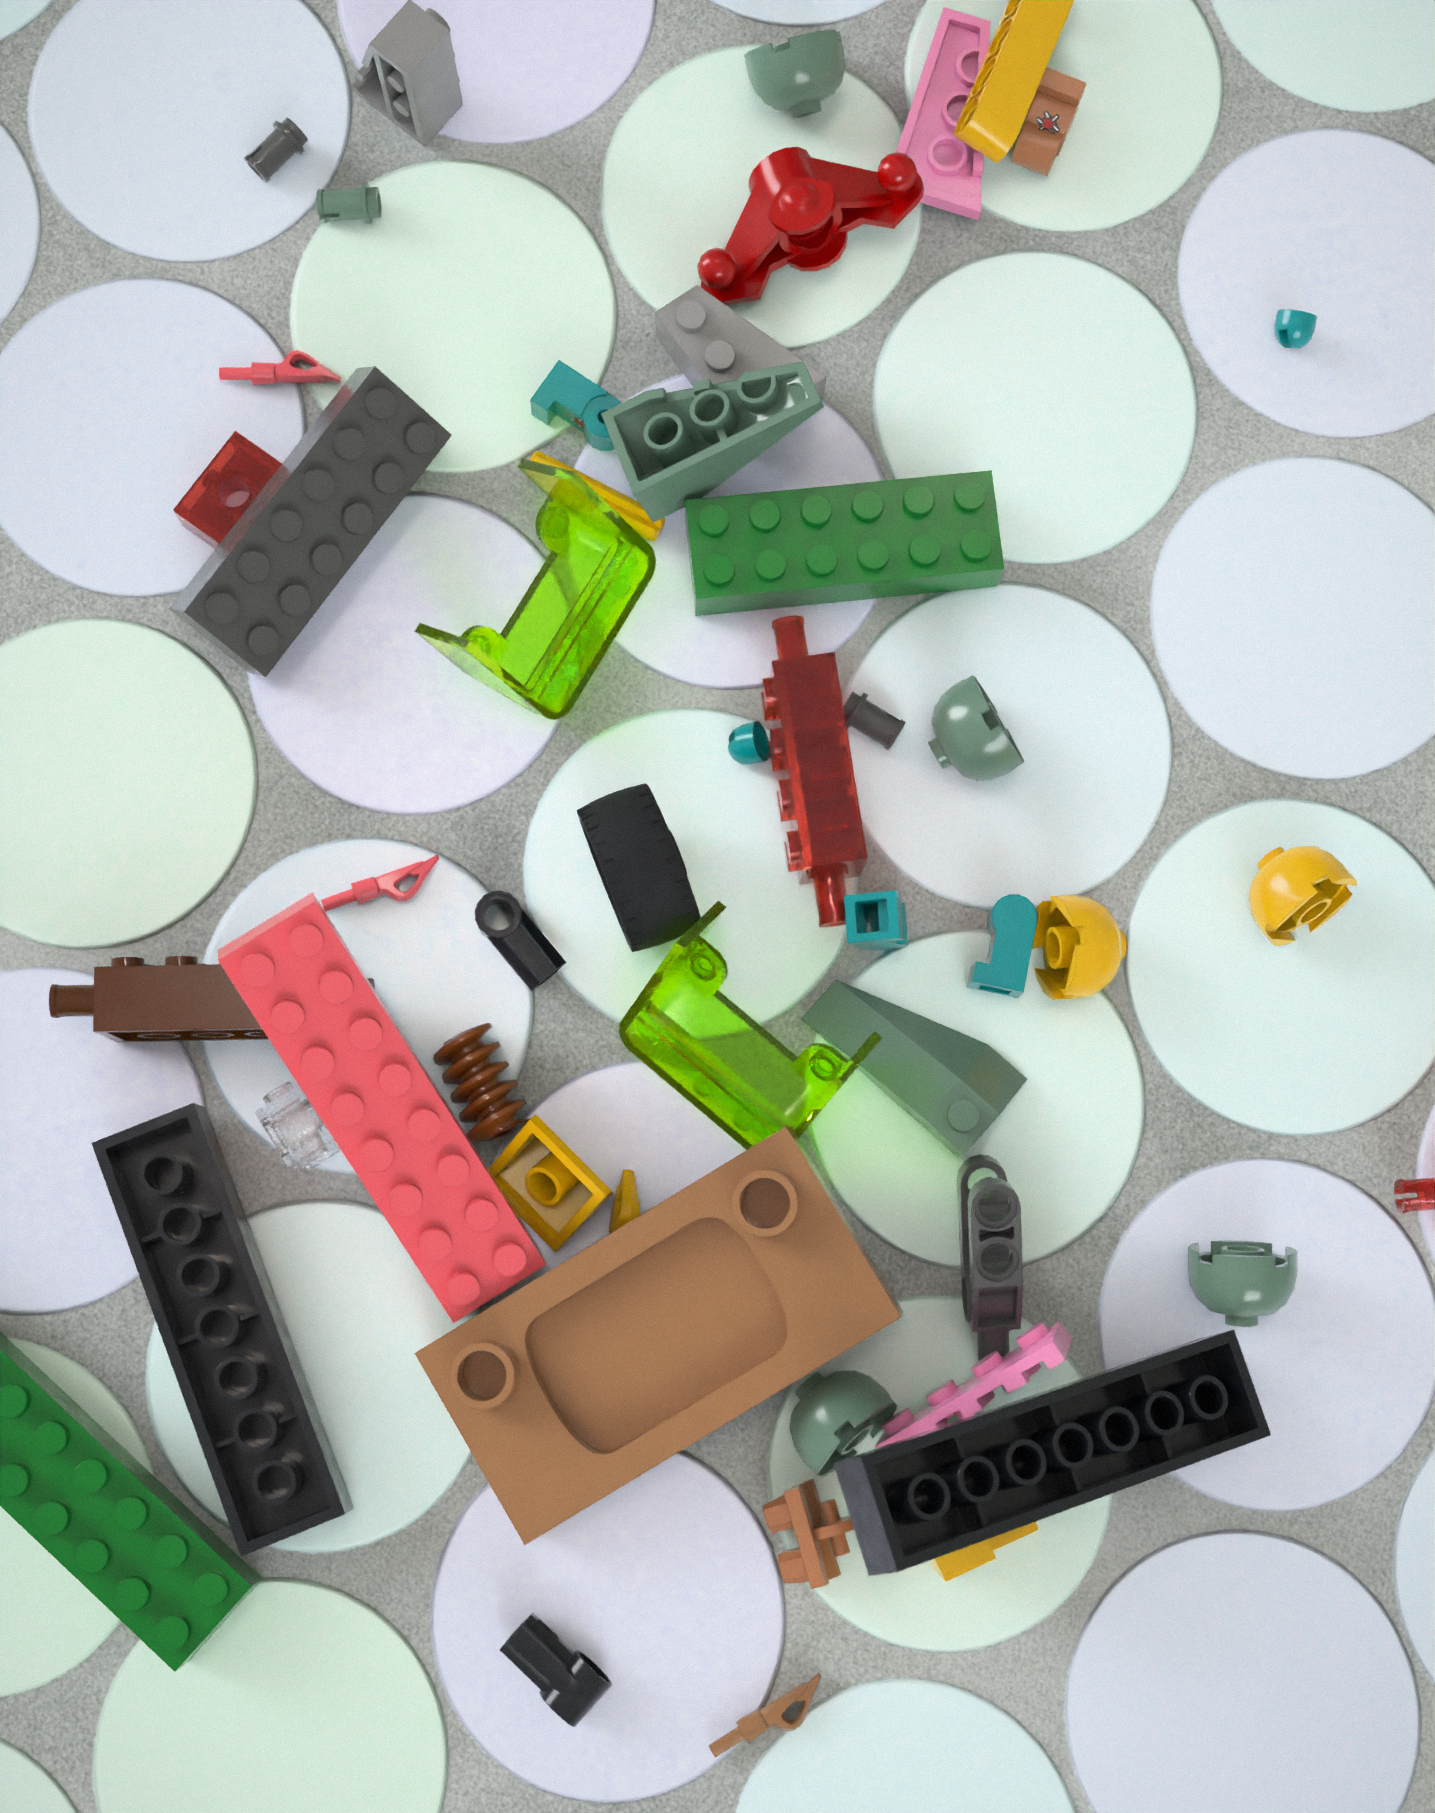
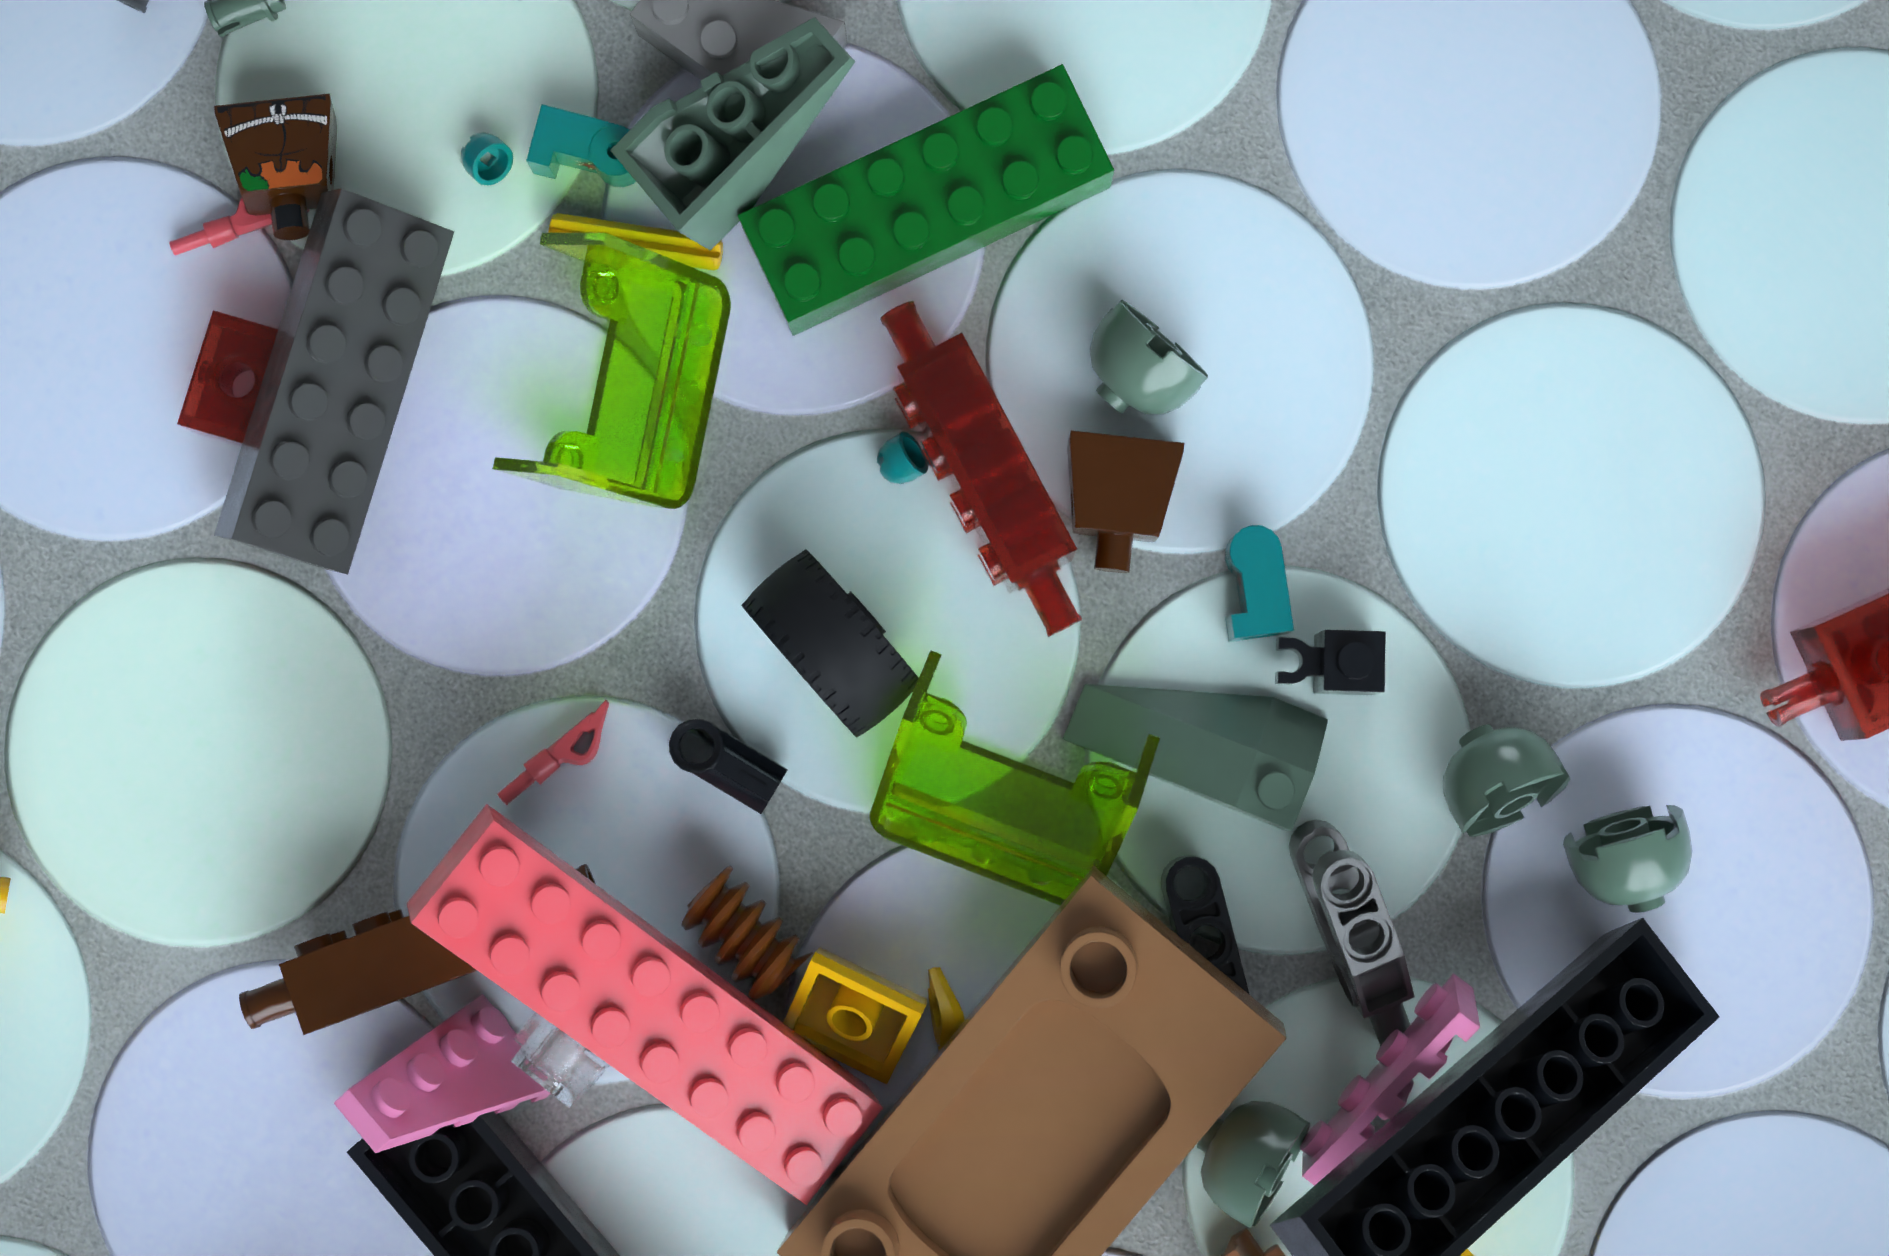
camera: 10 degrees left, 5 degrees up
(193, 1107) = (441, 1080): none -> bright pink wing
(335, 329) = (281, 157): none -> reddish brown torso
(506, 398) = (496, 167): none -> teal hinge
(872, 720) = (1026, 386): dark grey pin -> none
(872, 1199) = (1206, 909): none -> black beam
(876, 920) = (1107, 609): teal leg -> none
(919, 830) = (1120, 491): none -> reddish brown torso
(1054, 1034) = (1339, 662): none -> black brick
(1078, 946) = (1336, 558): yellow cylinder -> none
(1153, 1173) = (1499, 776): none -> sand green cylinder
(1297, 890) = (1551, 413): yellow cylinder -> none

